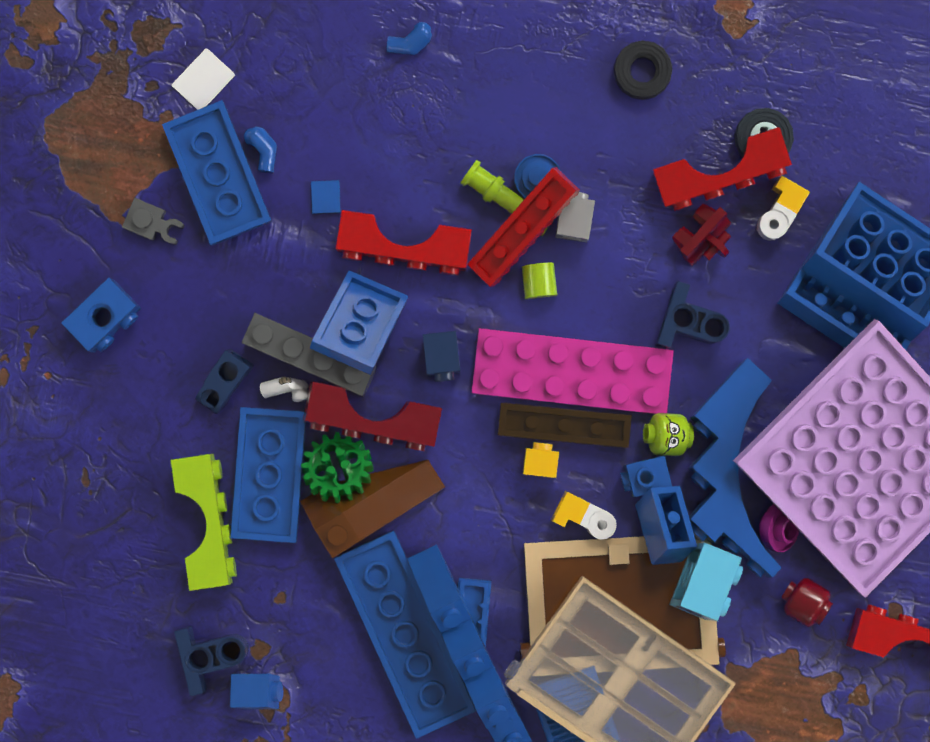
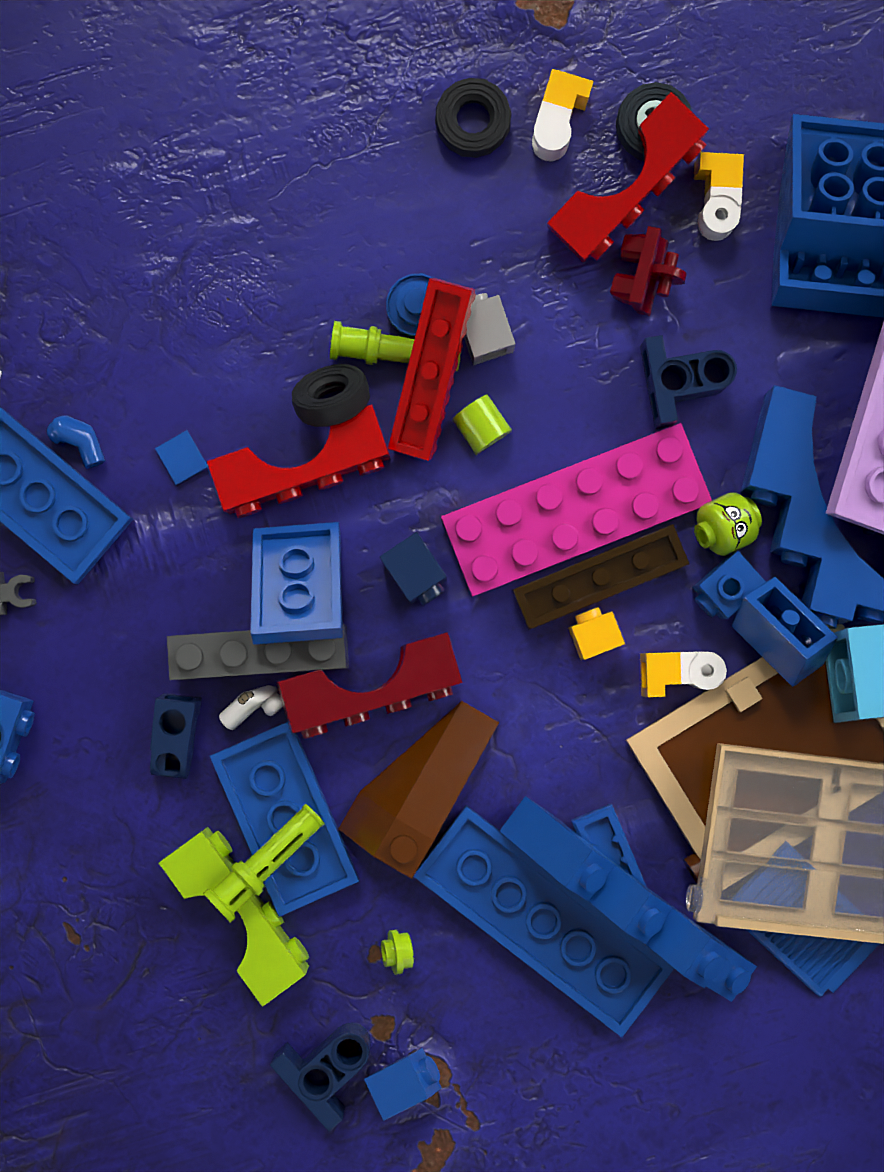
camera: 30 degrees left, 0 degrees up
(225, 499) = (248, 877): none -> lime pin
(297, 603) = (397, 951): none -> lime plate
(353, 473) = (384, 764): green gear -> none
(413, 42) = (188, 226): blue arm -> none
(447, 220) = (335, 409): none -> black tyre
(692, 104) = (552, 125): none -> leg

